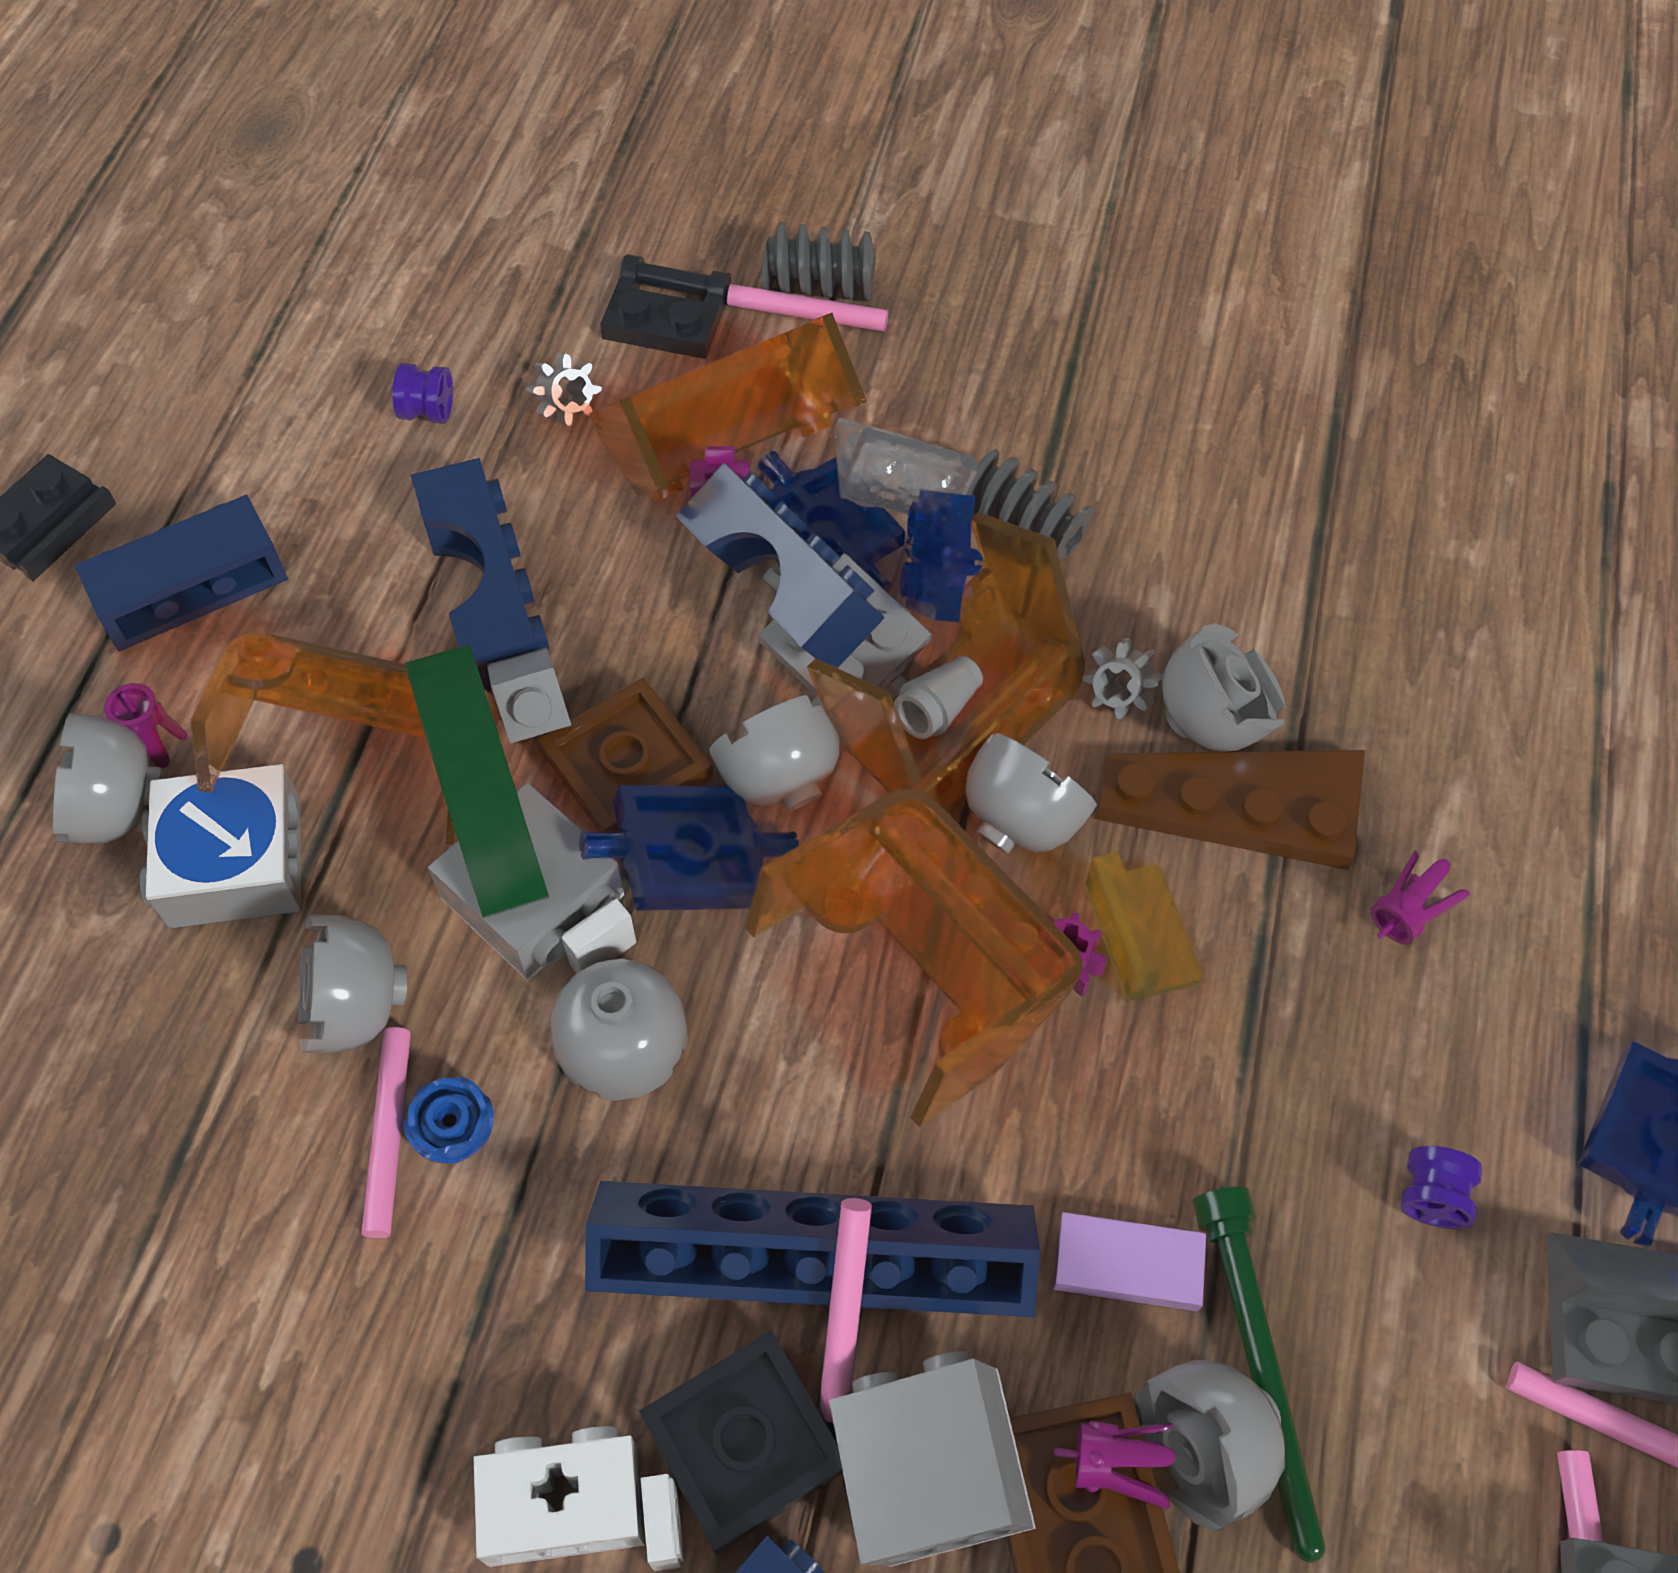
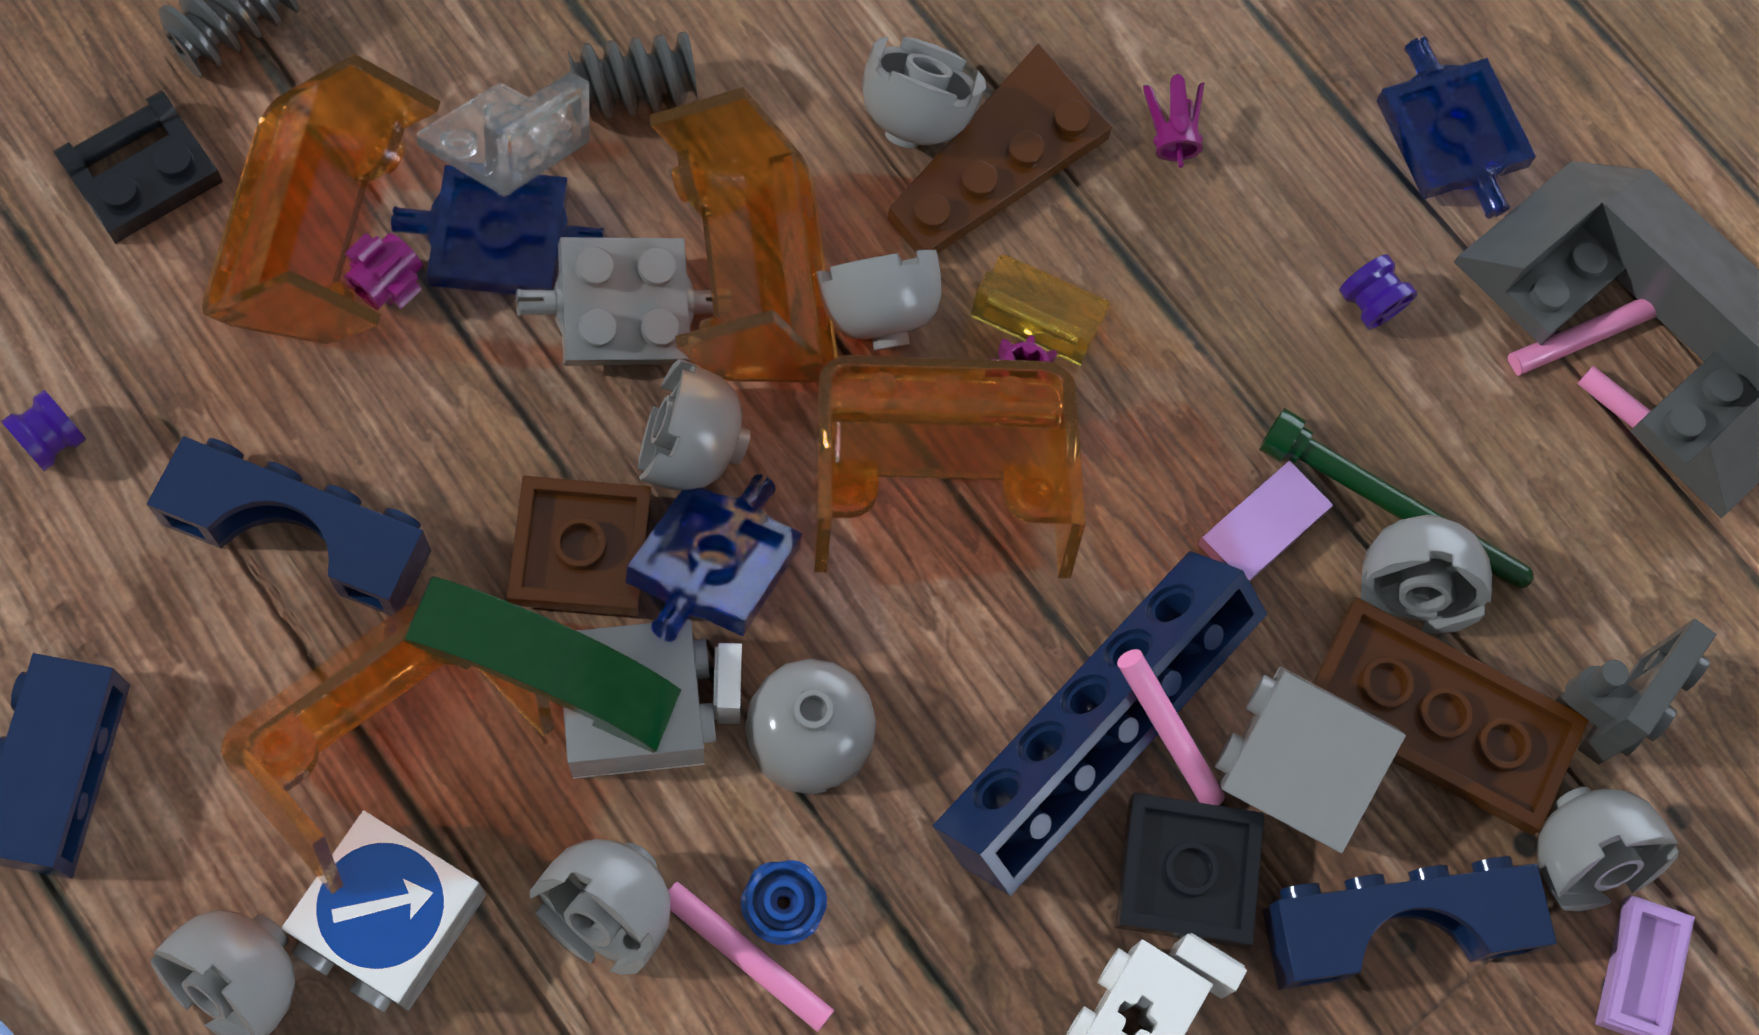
camera: 60 degrees left, 10 degrees up
(138, 709) = (190, 894): magenta piece -> none
(528, 695) = (463, 559): light grey brick -> none
(549, 390) = (160, 315): light grey gear -> none
(806, 307) = (253, 62): bright pink bar -> none
(813, 601) = (606, 294): arch -> none
(936, 698) = (748, 277): light grey cone -> none
(939, 554) = (637, 171): clear blue plate -> none
(1102, 1449) = (1391, 643): magenta piece -> none
(1106, 686) = (833, 131): light grey gear -> none

